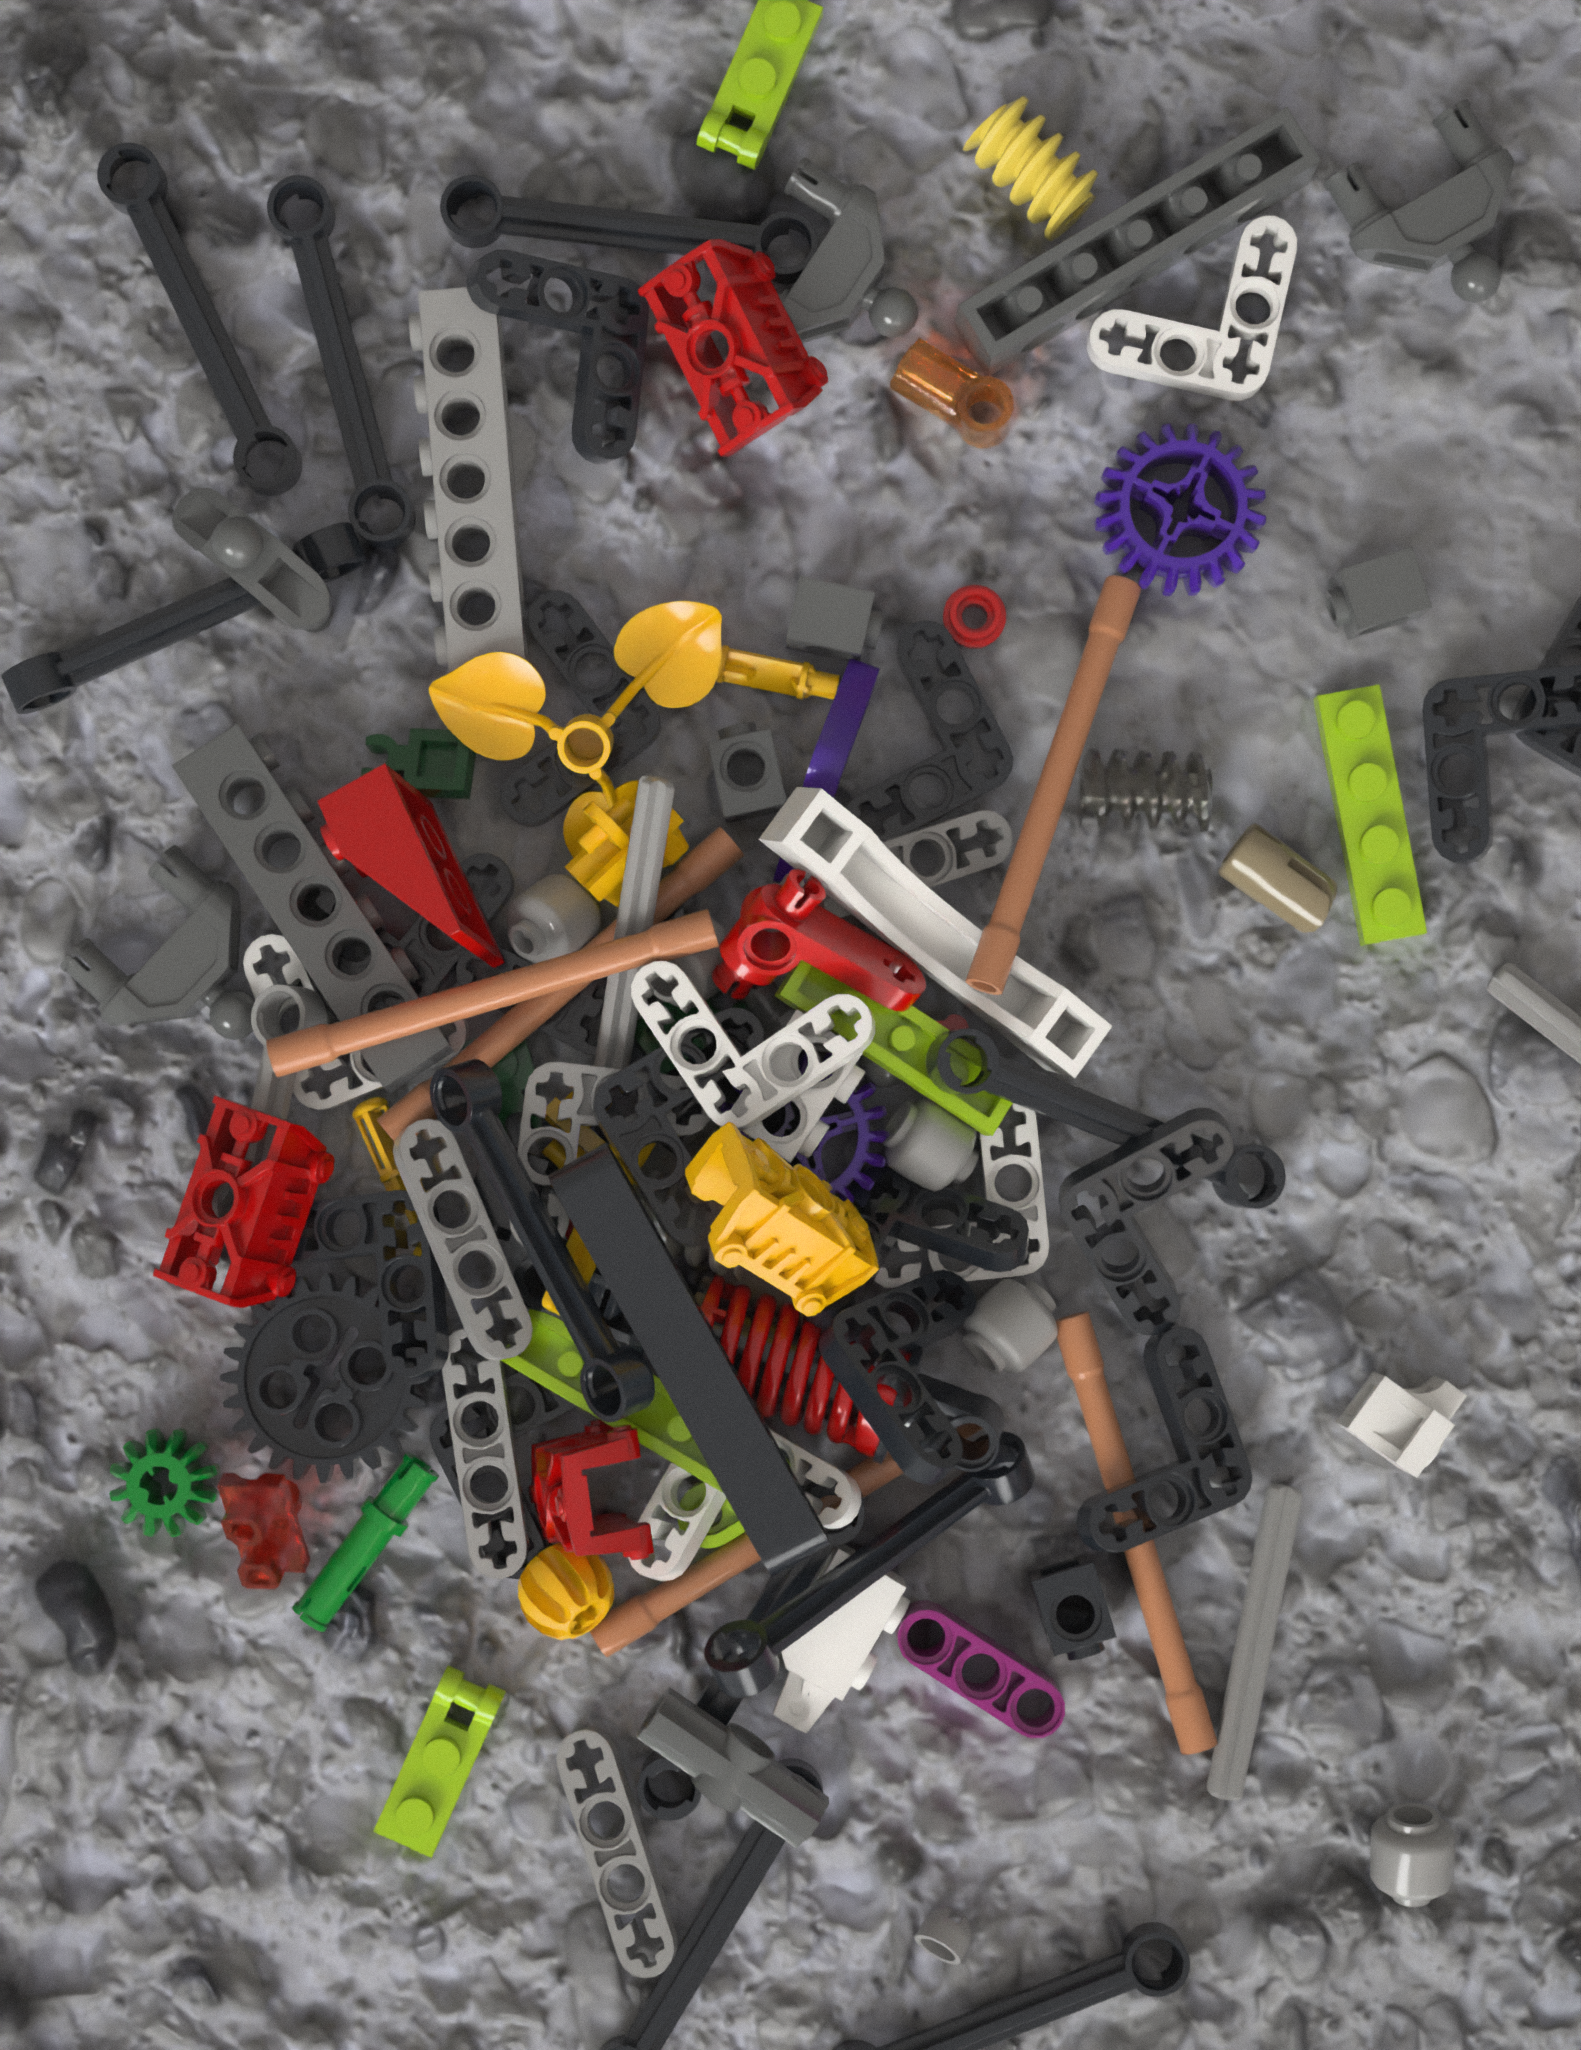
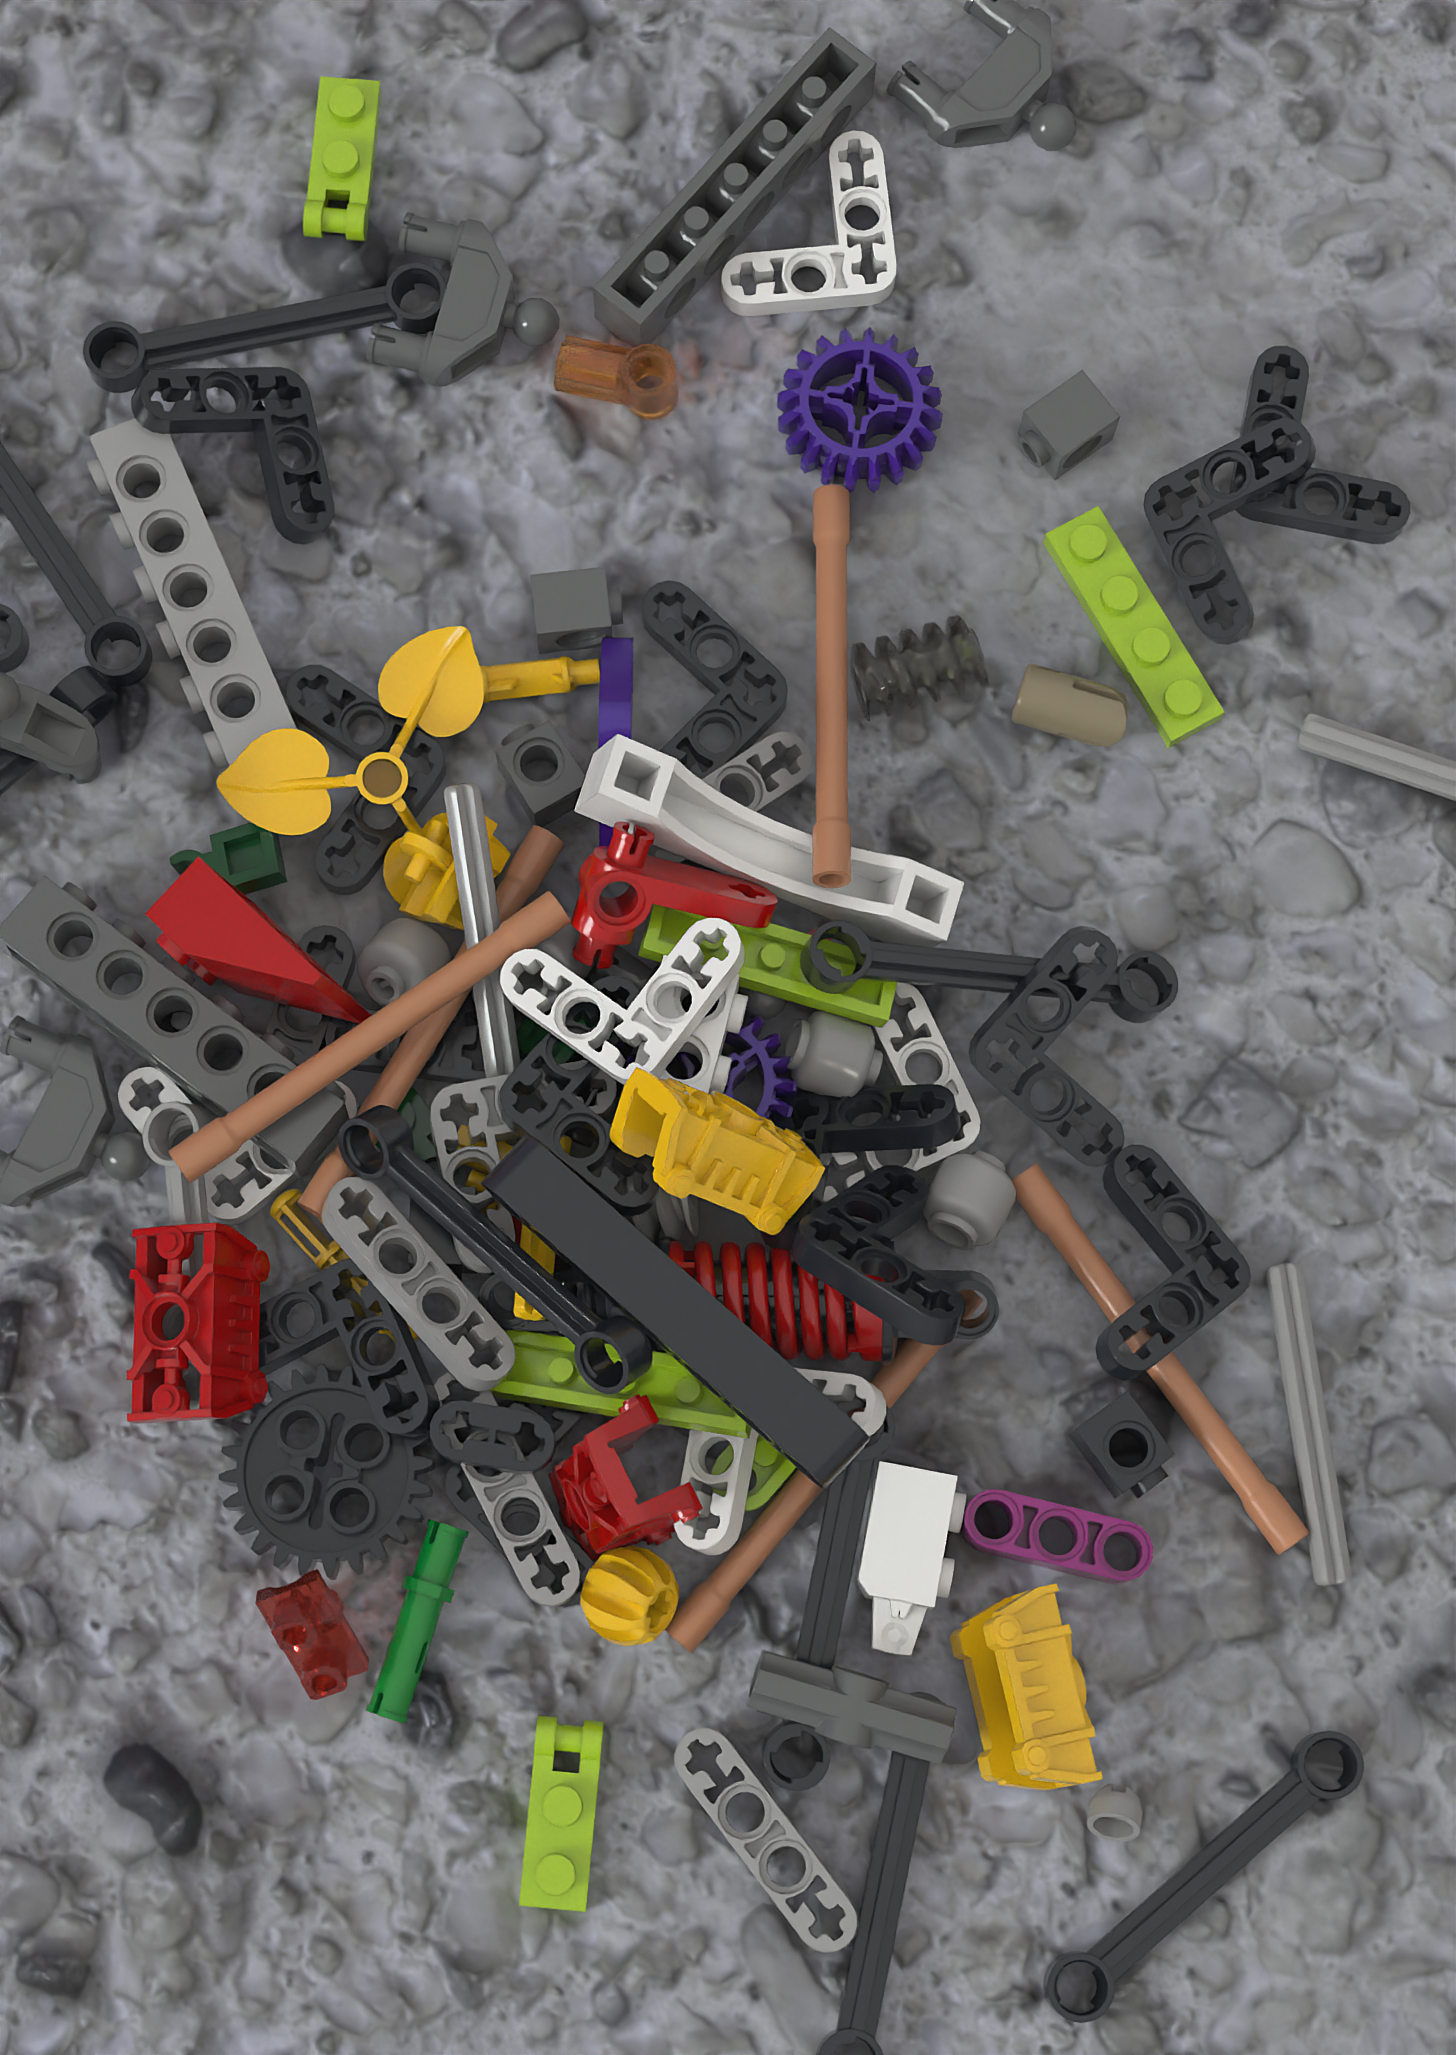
camera: 20 degrees left, 10 degrees down
(145, 1492) = (188, 1647): green gear -> none
(478, 1421) = (495, 1421): none -> black beam
(757, 337) = (418, 372): red piece -> none
(860, 1571) = (825, 1579): black piece -> none
(901, 1804) = (1027, 1693): none -> yellow piece
(981, 598) = (704, 549): red plate -> none
(1033, 167) = (618, 157): light yellow piece -> none
(1403, 1422) = (1368, 1165): white brick -> none

